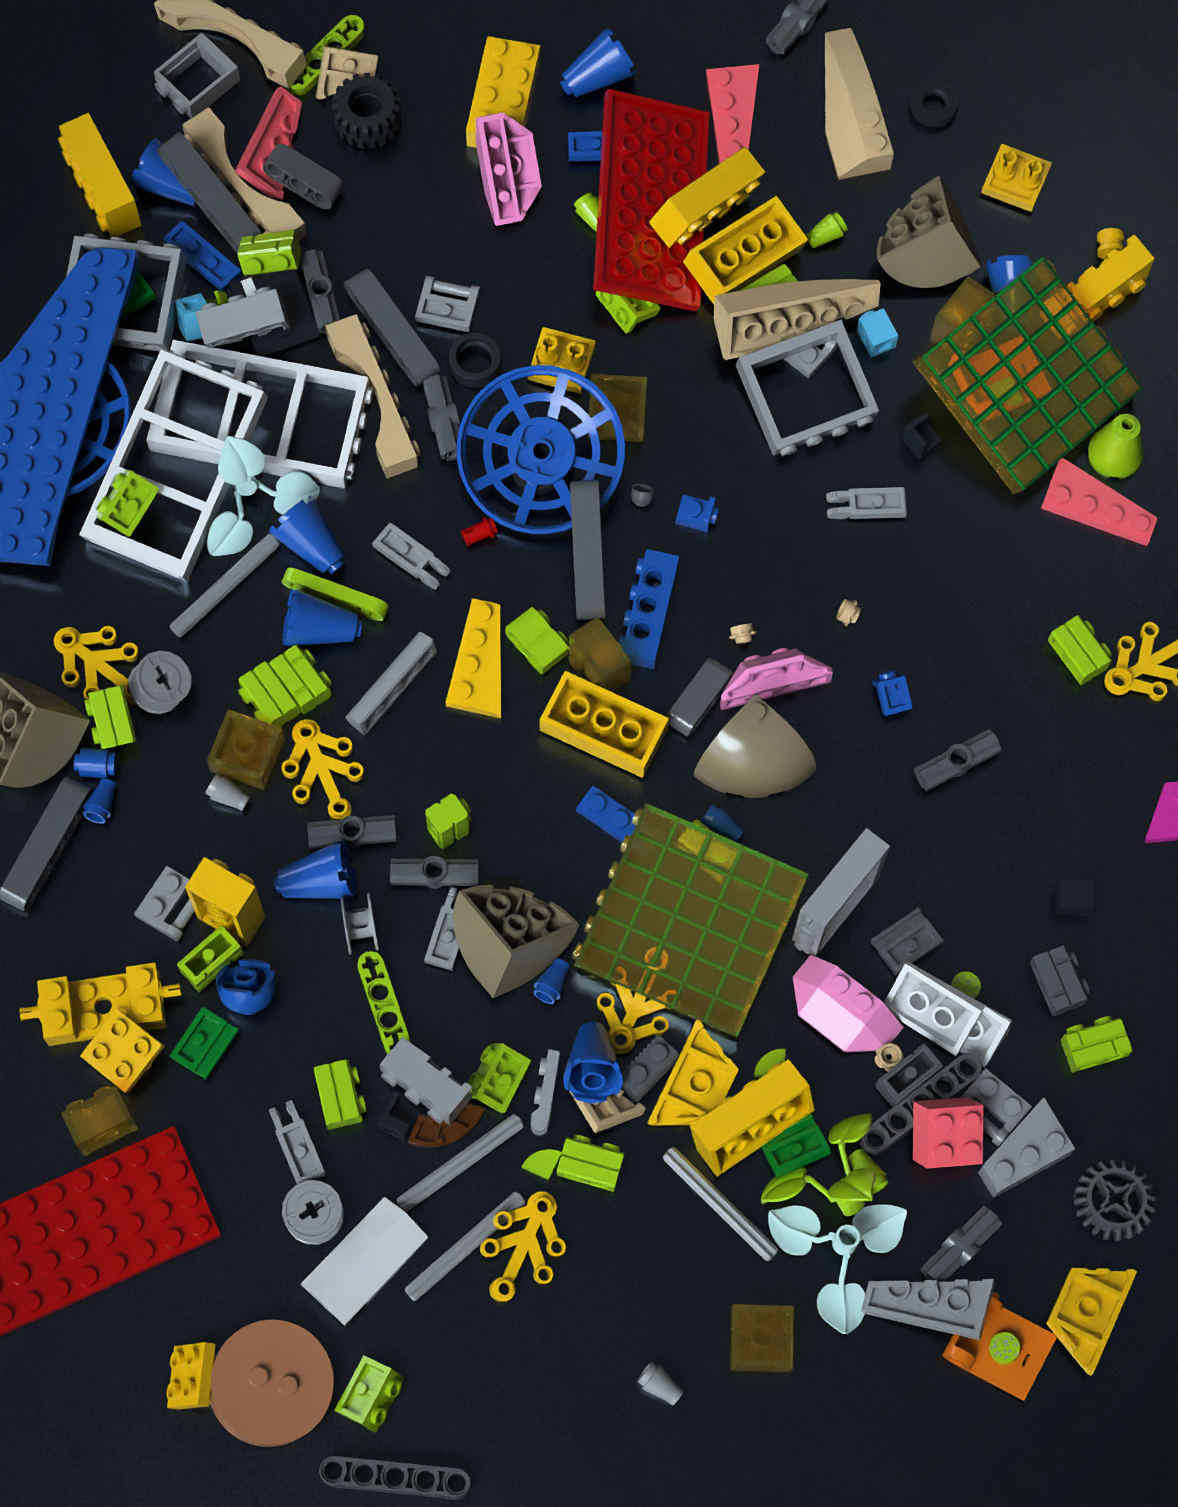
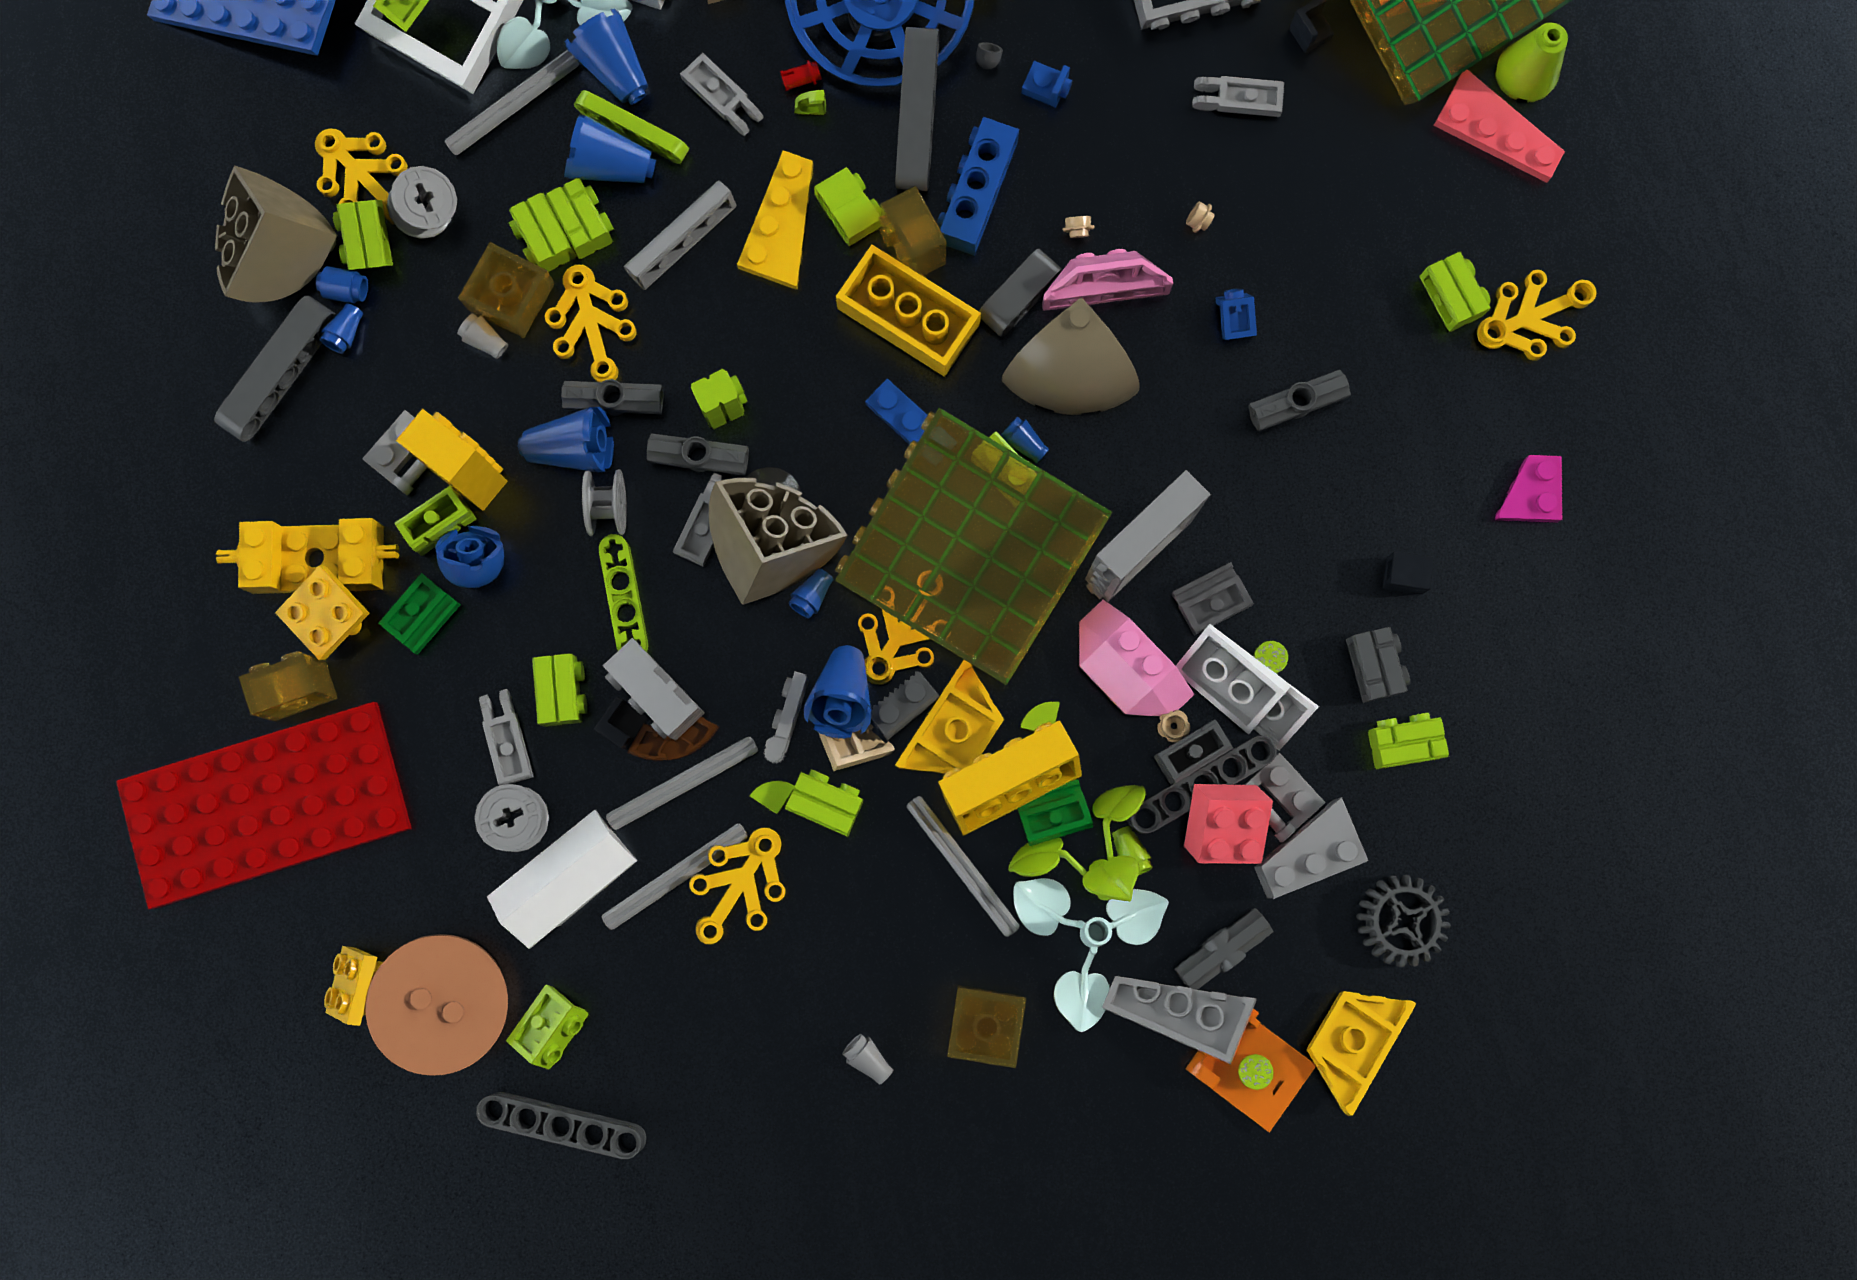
camera: 10 degrees right, 10 degrees up
(491, 554) = (811, 103): none -> lime tile
(498, 1076) = (736, 692): lime bracket -> none

